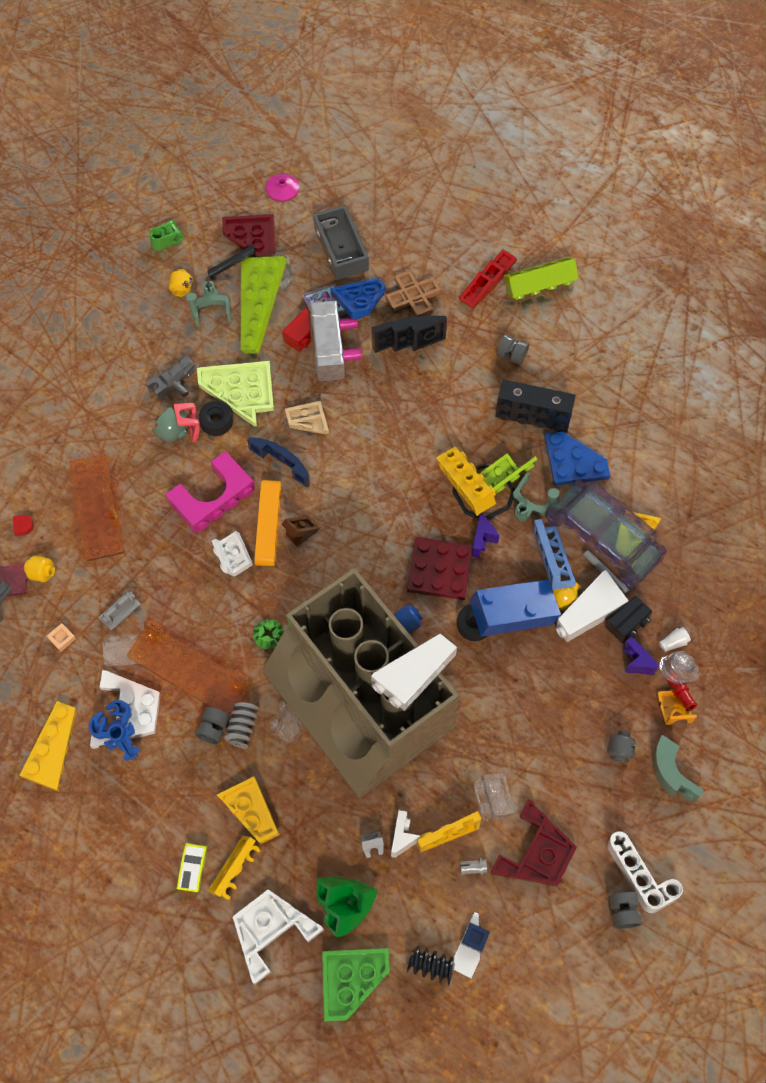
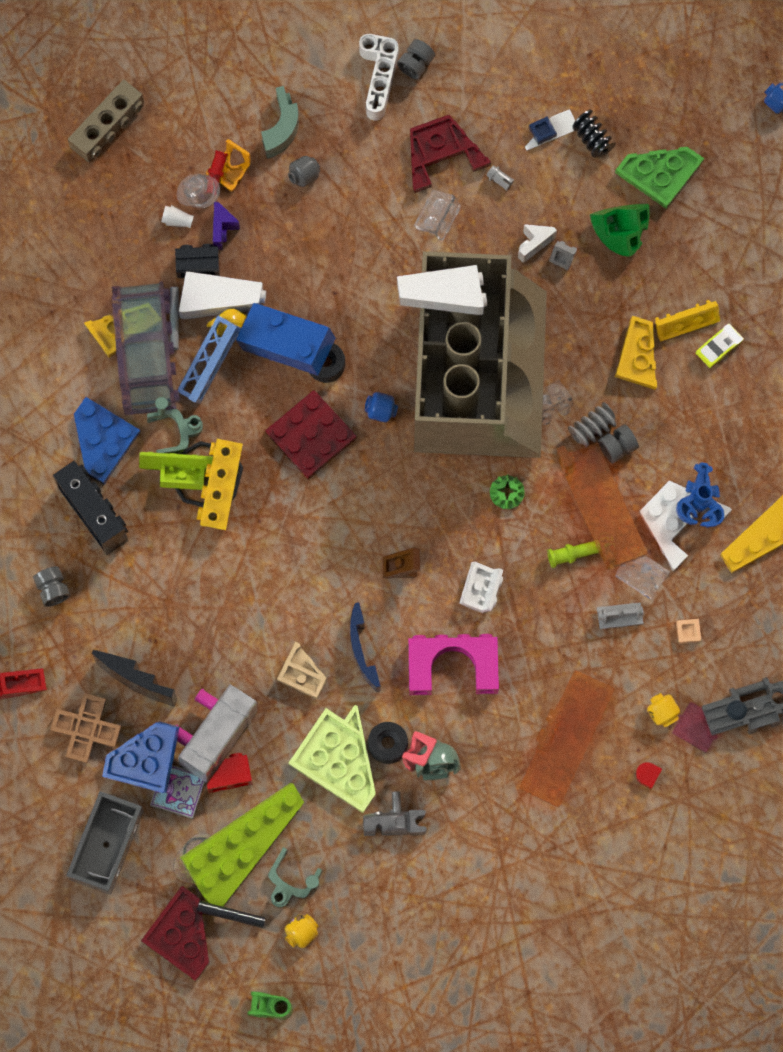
camera: 140 degrees left, 10 degrees up
(188, 622) = (570, 553): none -> lime pin
(264, 922) = (693, 261): white wing -> none
(268, 523) = (425, 594): light orange beam -> none
(282, 187) = (102, 989): dark pink dish -> none
(449, 832) = (499, 215): yellow wing -> none
(484, 534) = (247, 433): dark purple slope -> none

